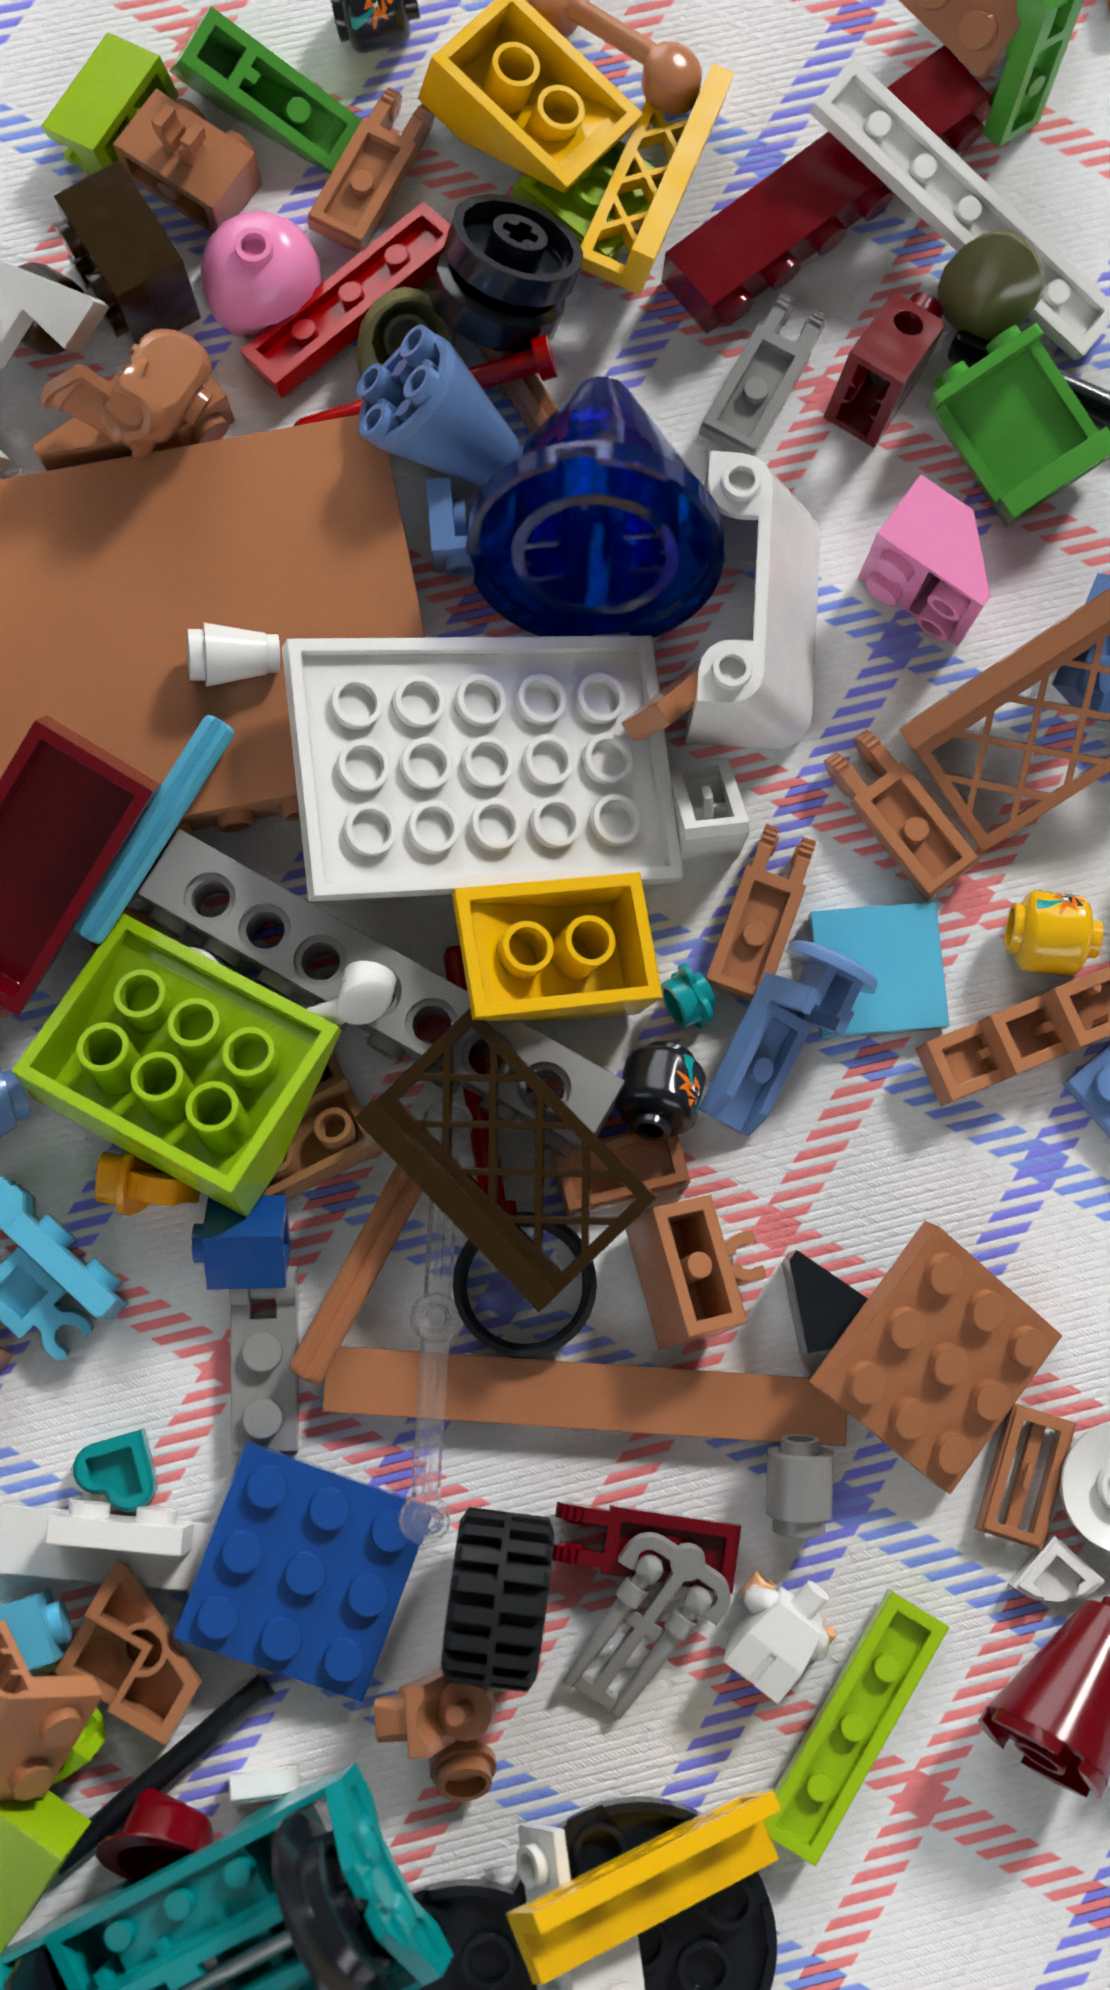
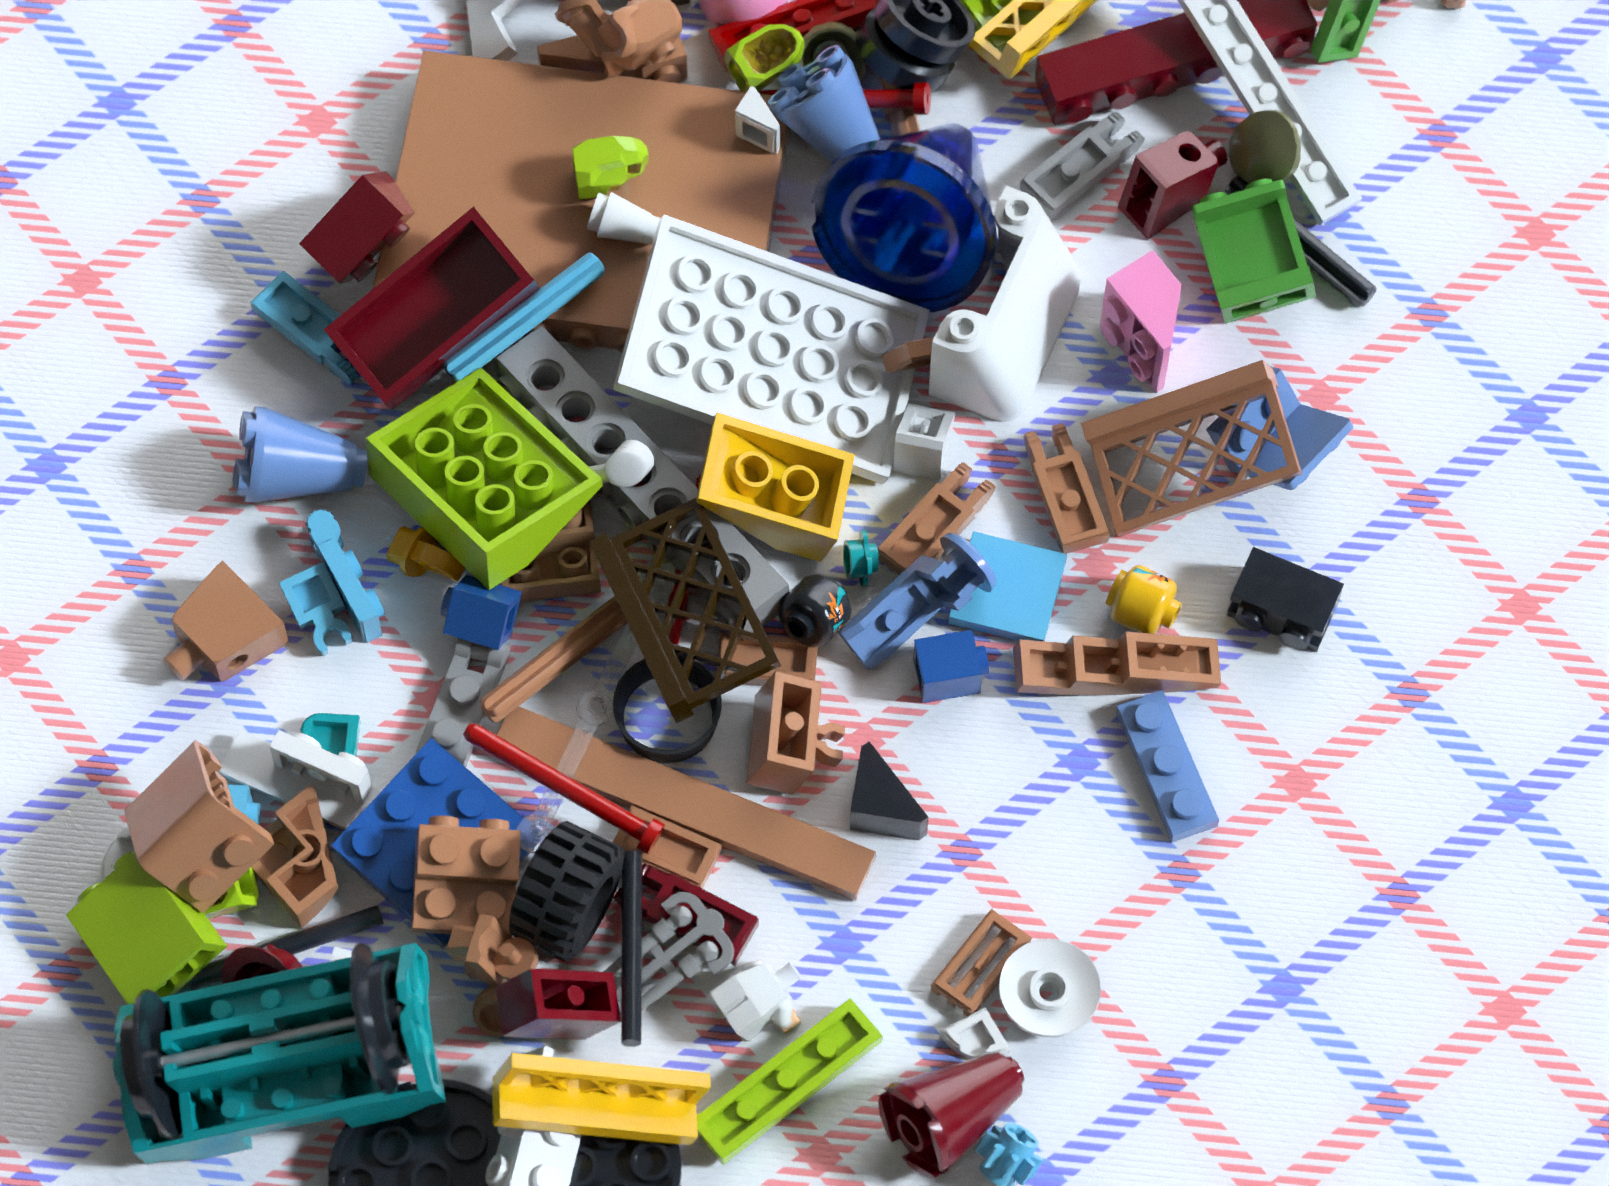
camera: 25 degrees right, 15 degrees down
(184, 584) = (607, 164): none -> lime rock
(327, 366) = (763, 56): none -> rock
(353, 462) = (756, 122): none -> white slope
(361, 1621) = (463, 873): none -> nougat plate
(447, 529) = (801, 207): medium blue bracket -> none
(542, 1754) = (558, 1004): none -> dark red brick
(563, 1468) = (567, 787): none -> red bar
(588, 1465) = (675, 851): none -> nougat tile
(604, 1637) = (631, 950): none -> black bar
(799, 1486) = (811, 905): light grey brick -> none
(850, 1102) = (949, 666): none -> blue brick
(936, 1357) = (943, 848): nougat plate -> none

